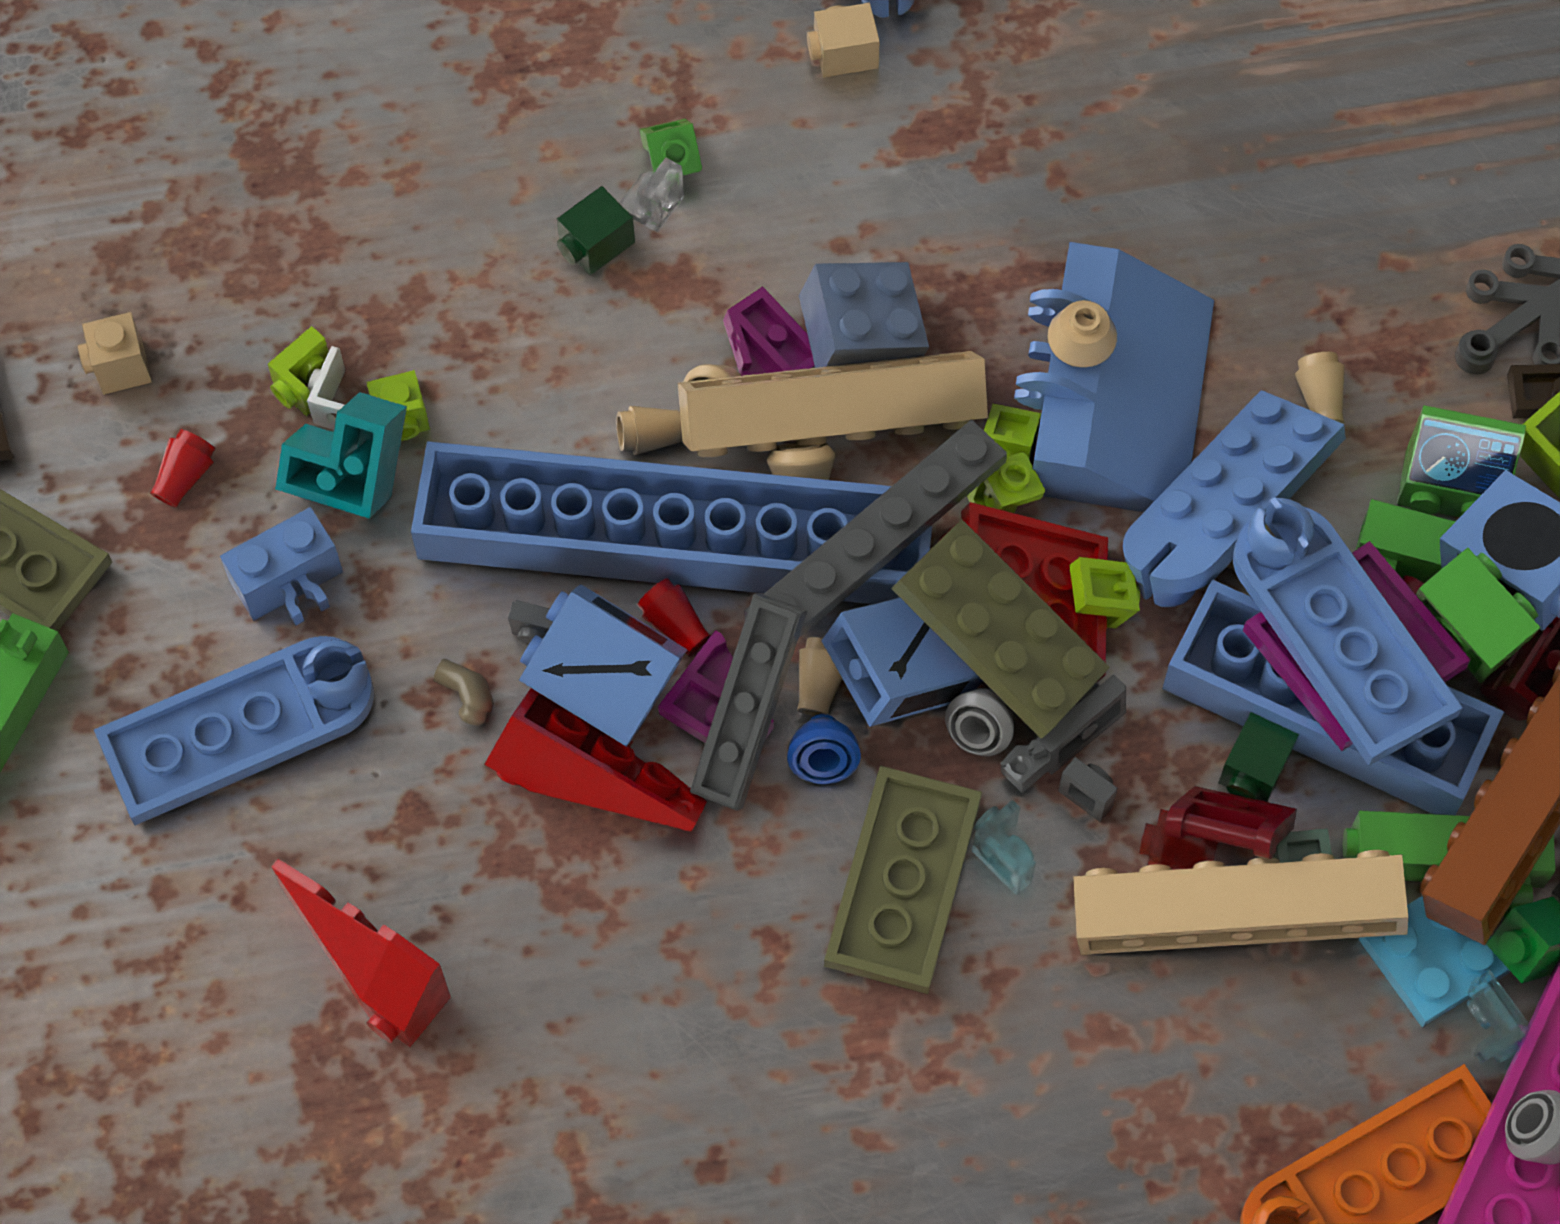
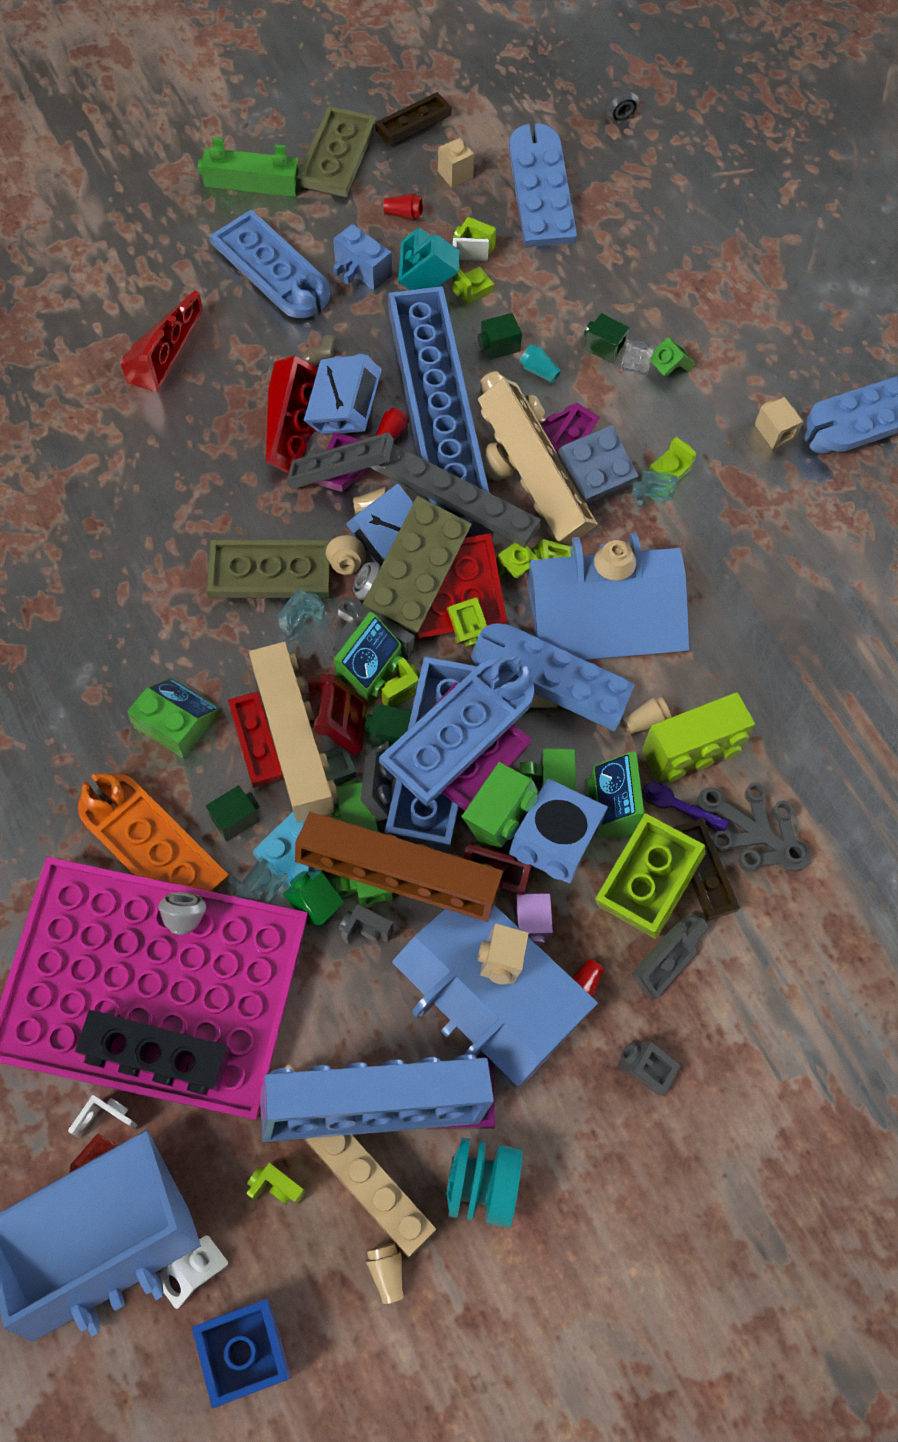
camera: 70 degrees right, 0 degrees up
(79, 51) = (621, 103): none -> dark grey cone
(223, 231) = (541, 186): none -> medium blue plate
(536, 390) = (500, 336): none -> dark green brick
(610, 348) = (539, 363): none -> teal cone
(823, 751) = (332, 512): blue brick -> none
(873, 212) = (675, 461): none -> lime bracket
(918, 249) = (654, 485): none -> clear light blue bracket
(920, 745) = (346, 554): none -> tan cone
(1137, 758) = (368, 658): none -> slope
(1152, 1091) = (173, 715): none -> bright green slope
(1192, 725) = (401, 689): none -> lime bracket
(1226, 973) = (255, 739): none -> red plate
(1351, 793) = (377, 784): none -> dark grey hinge
(1356, 1034) = (233, 812): none -> dark green brick
(1392, 326) = (697, 738): none -> lime brick
(1488, 377) = (663, 797): none -> dark purple piece

